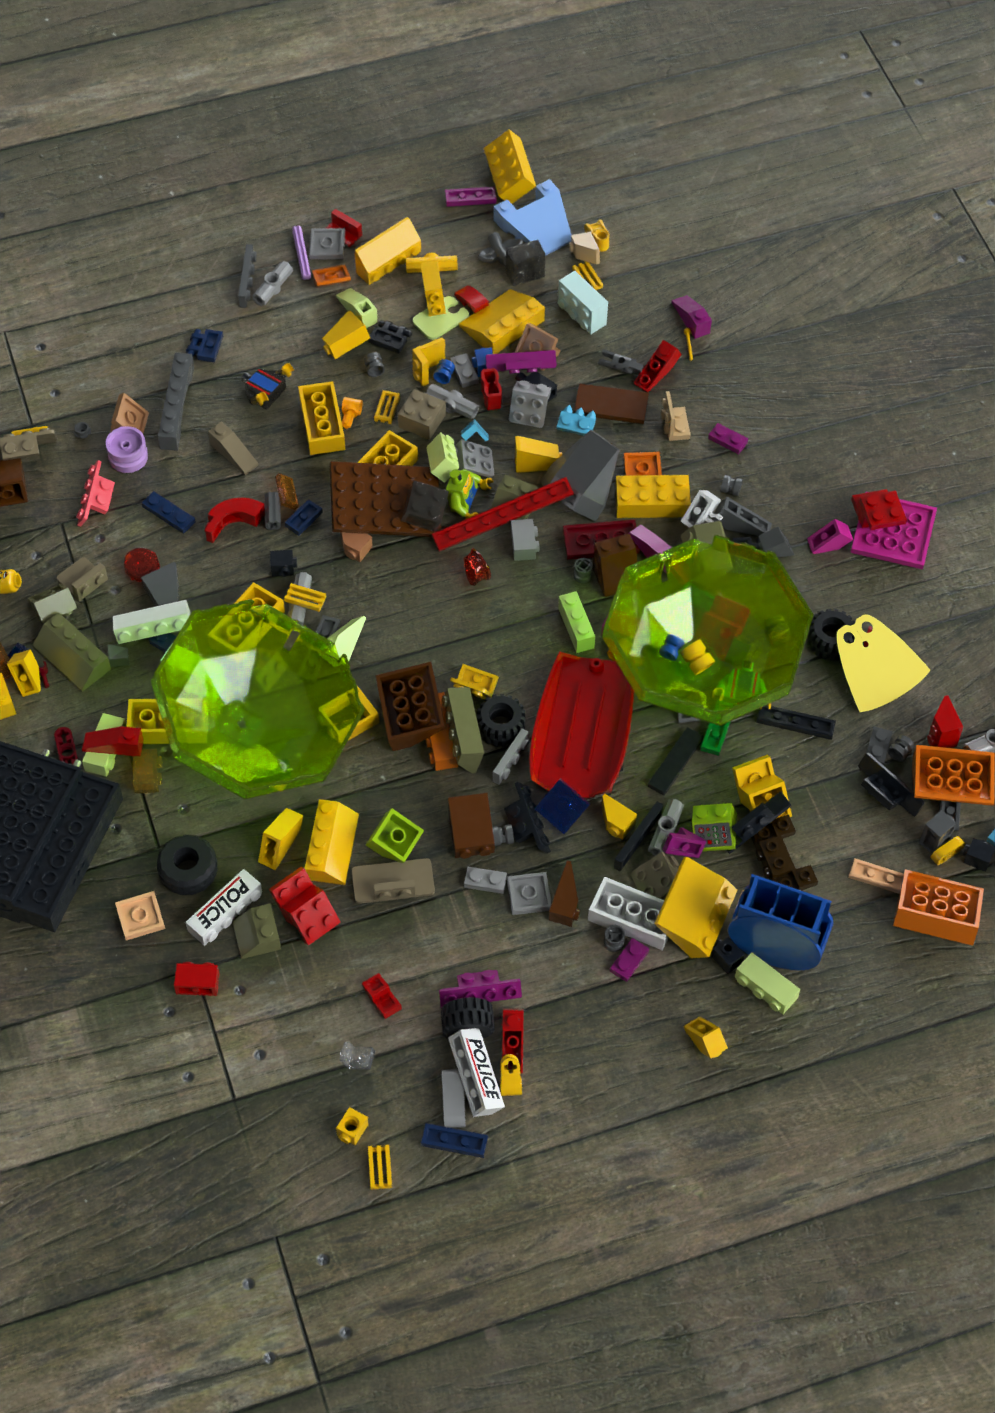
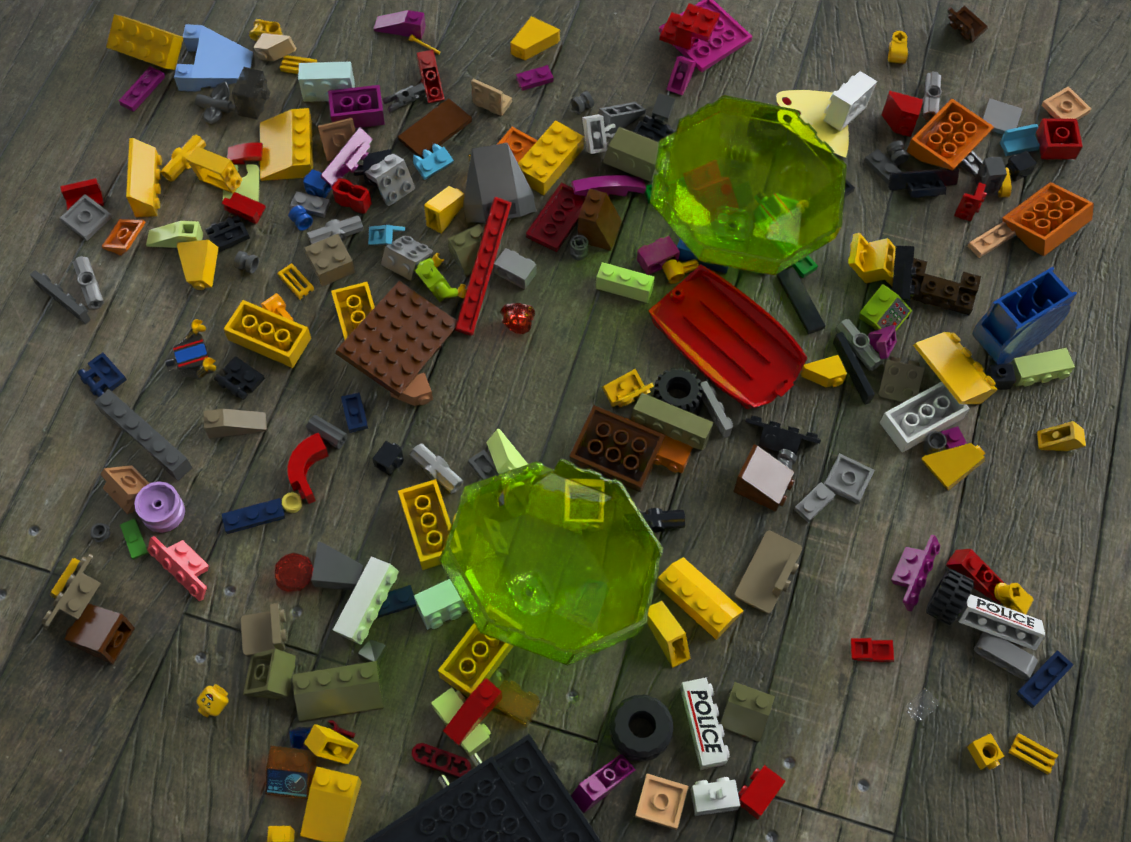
camera: 55 degrees left, 5 degrees up
(93, 454) = (134, 538): none -> bright green piece
(125, 866) = (602, 783): none -> magenta slope
(168, 948) = (715, 796): none -> white brick
(197, 528) = (291, 502): none -> light yellow tile
(278, 428) = (243, 374): none -> black plate
(286, 491) = (317, 408): clear orange tile -> none
(301, 252) = (75, 242): lavender axle -> none
(304, 905) = (752, 655): red bracket -> none
(307, 595) = (441, 454): yellow tile -> none
(373, 773) = (660, 520): none -> black piece
(394, 836) = (731, 543): lime slope -> none
(421, 329) = (244, 207): none -> red panel
(424, 506) = (433, 312): clear smoke brick -> none
(426, 357) = (282, 226): yellow bracket -> none
(442, 456) = (392, 269): yellowish green brick -> none
(562, 806) = (794, 401): clear blue plate -> none
(565, 902) = (873, 453): reddish brown slope -> none
(578, 337) = (358, 103): none -> magenta slope
(602, 961) = (954, 464): none -> yellow slope
(671, 647) = (721, 228): blue wheel -> none
(697, 657) = (742, 218): yellow wheel -> none
(764, 411) = (534, 38): none -> yellow slope
(894, 834) = (971, 203): none -> red bracket
(915, 675) = (849, 100): none -> white brick

